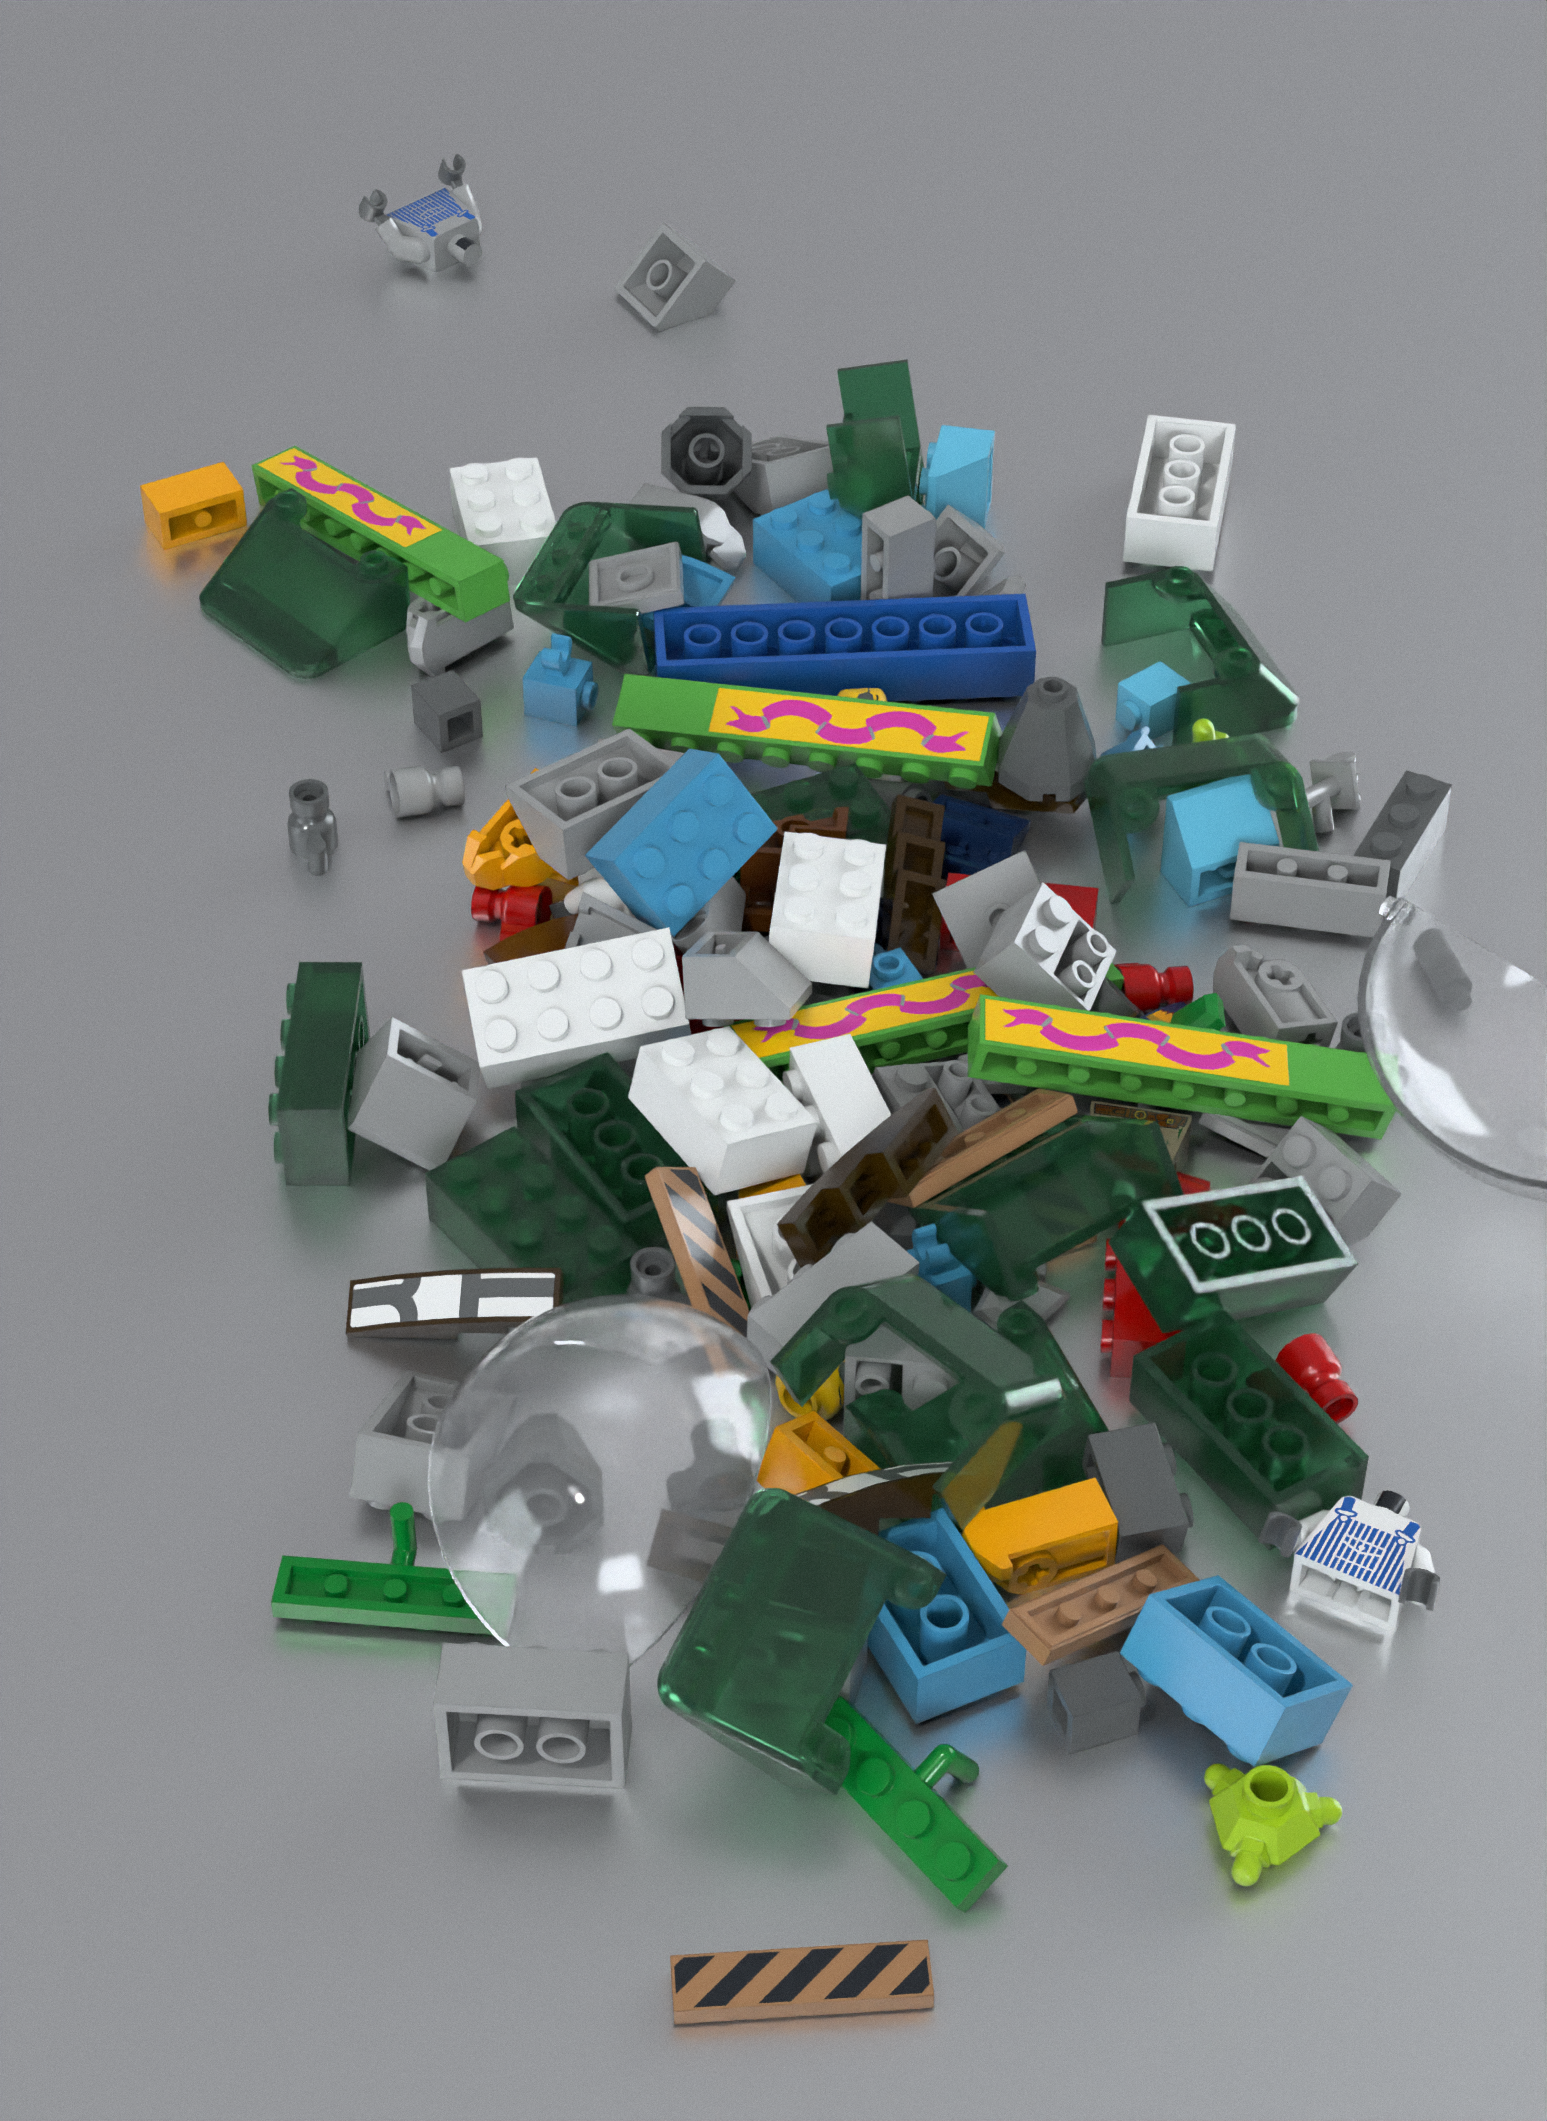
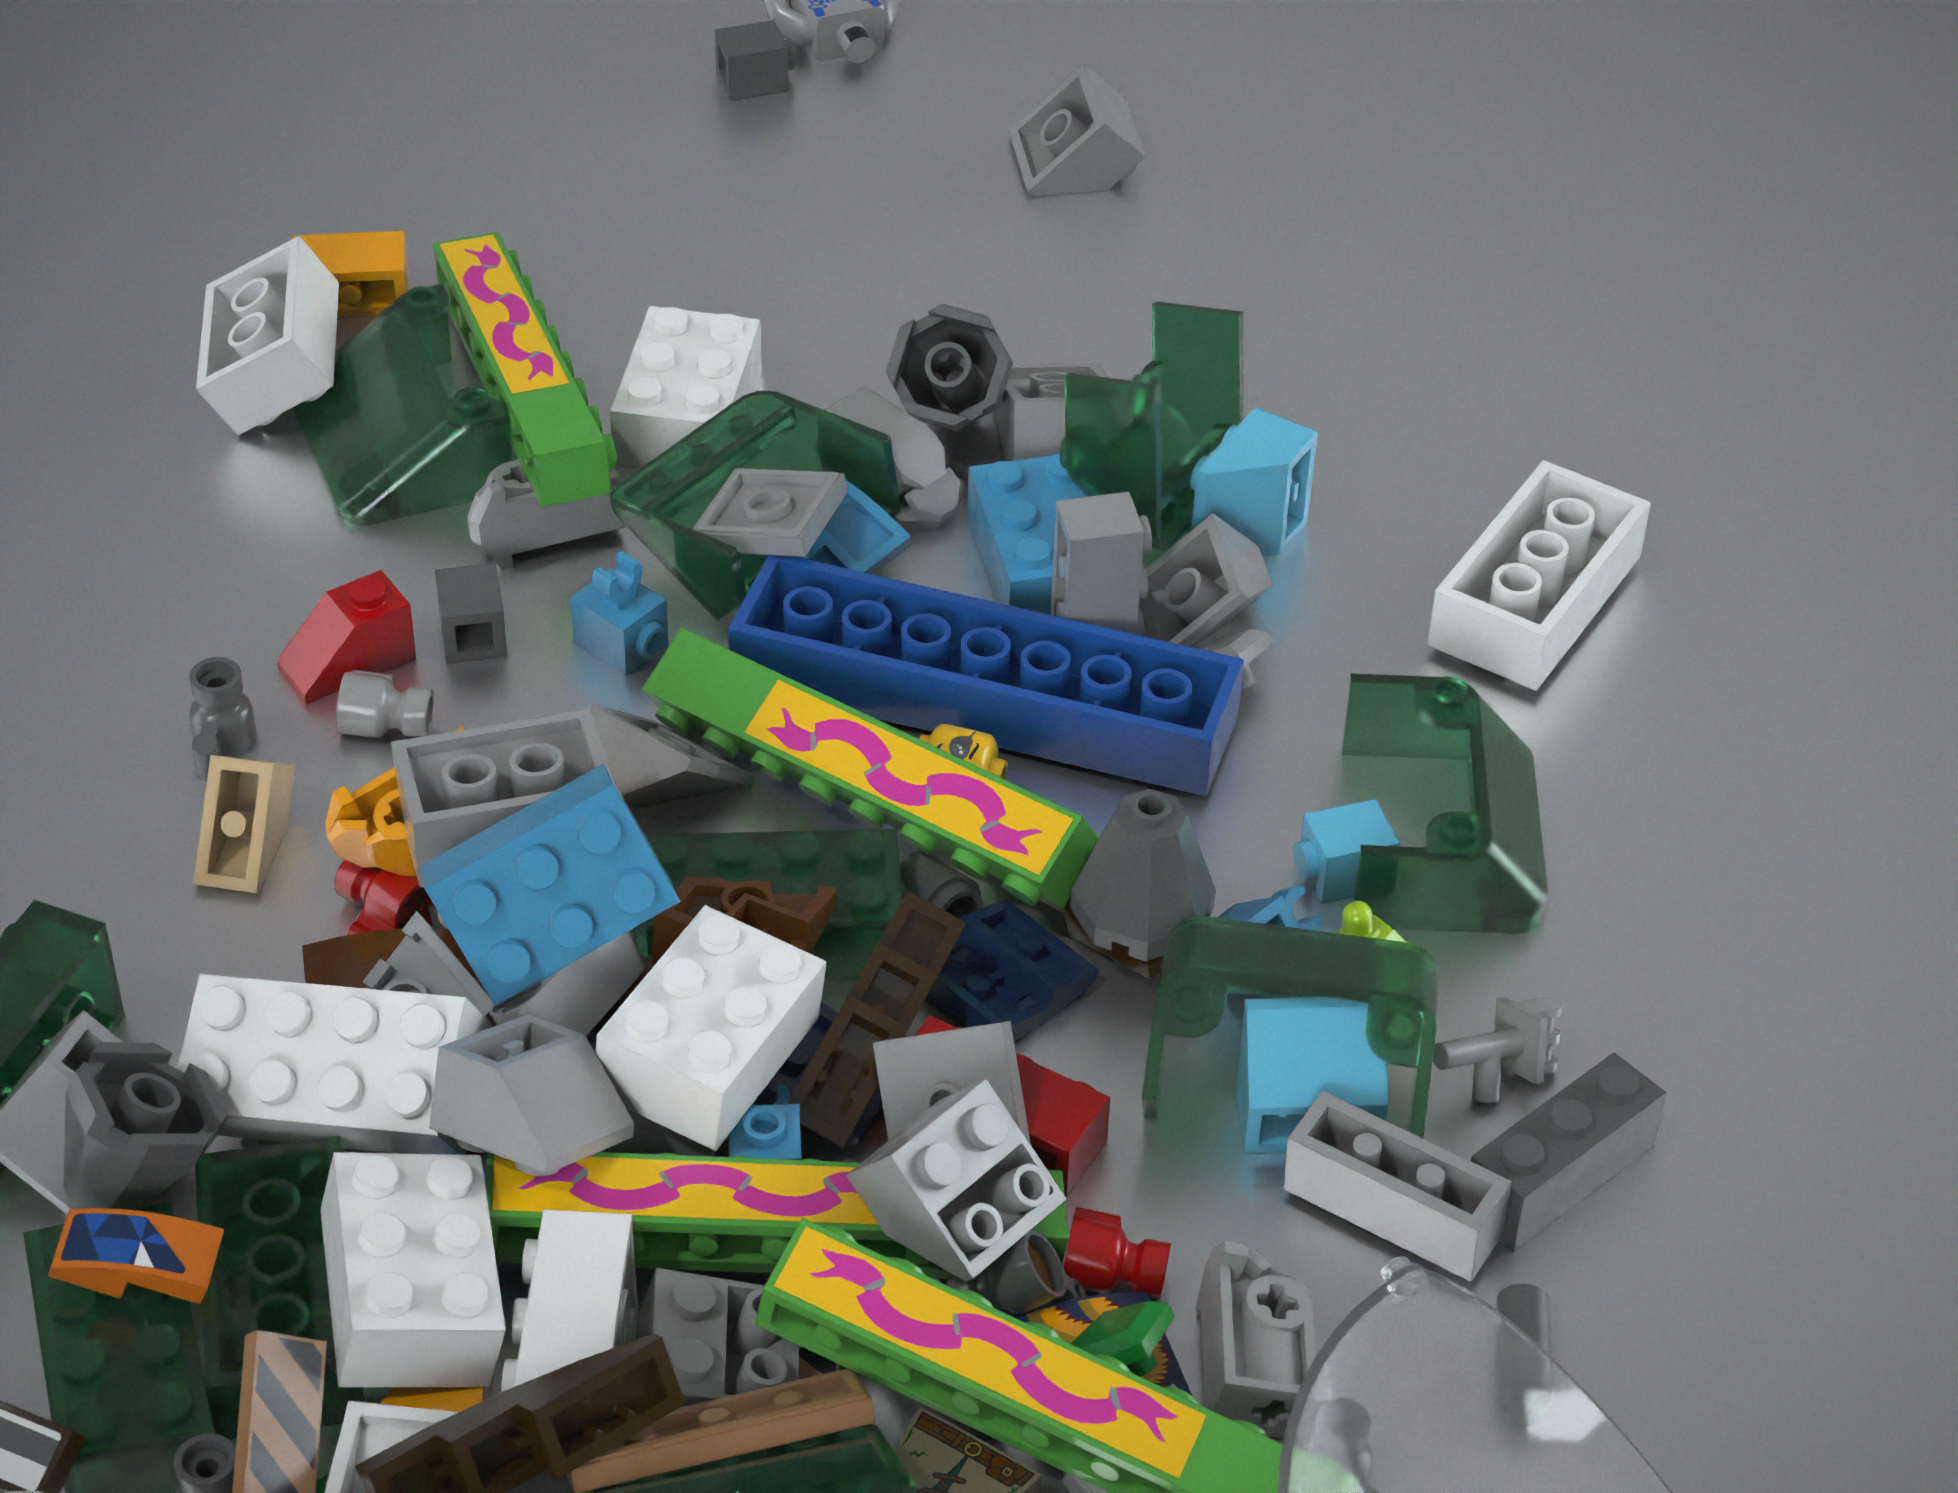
camera: 20 degrees right, 0 degrees up
(174, 559) = (268, 336): none -> white brick
(371, 741) = (350, 629): none -> red slope
(378, 888) = (242, 822): none -> tan slope
(395, 281) = (753, 60): none -> dark grey brick
(476, 1083) = (134, 1125): none -> dark grey cone
(514, 1154) = (149, 1249): none -> orange slope

